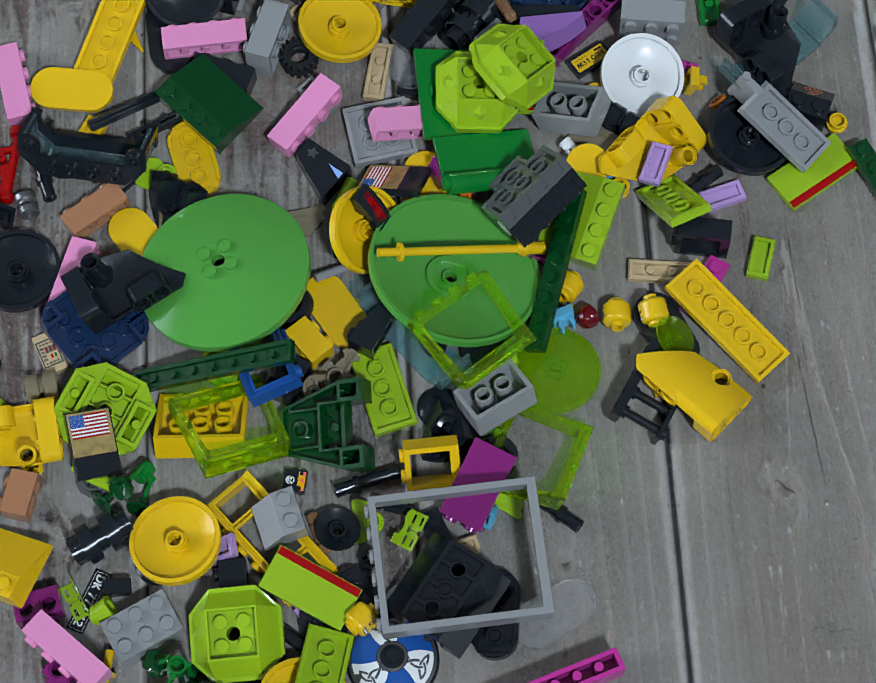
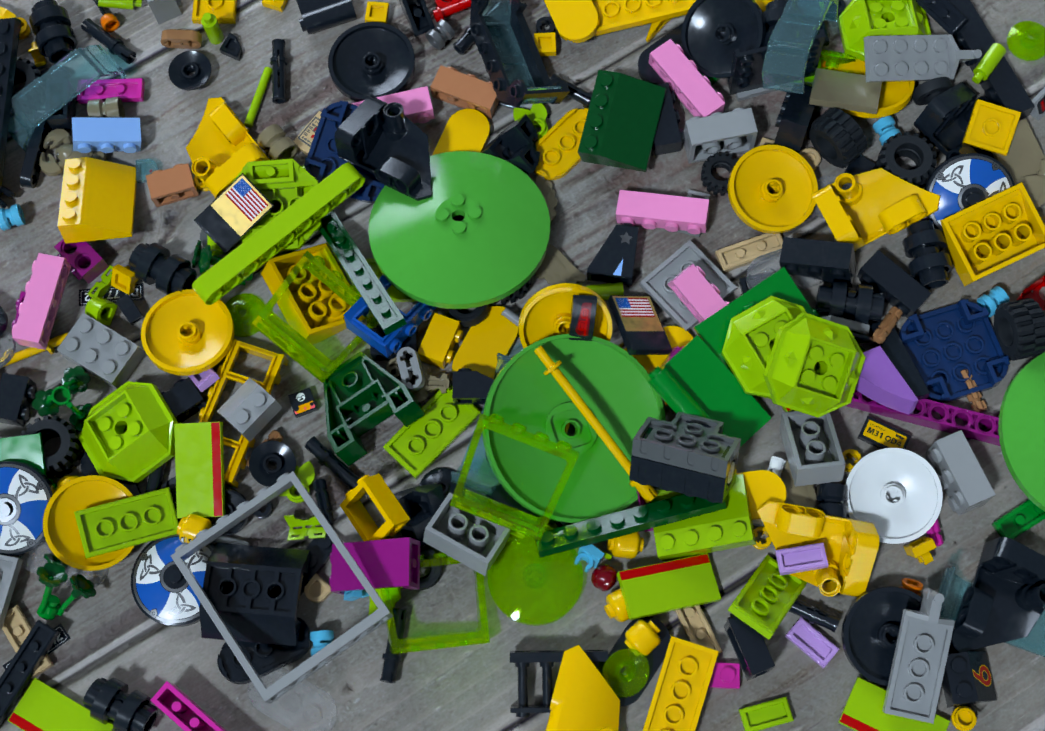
camera: 65 degrees right, 5 degrees up
(71, 119) = (545, 21): none -> black bush
(85, 578) = (123, 279): none -> yellow tile
(123, 111) = (570, 55): black axle -> none
(137, 416) = (278, 233): none -> lime beam
(187, 481) = (242, 323): none -> clear neon green dish
(326, 367) = (405, 369): none -> light grey beam
(519, 563) = (320, 639): none -> medium azure wheel
(622, 272) = (668, 586): none -> lime tile

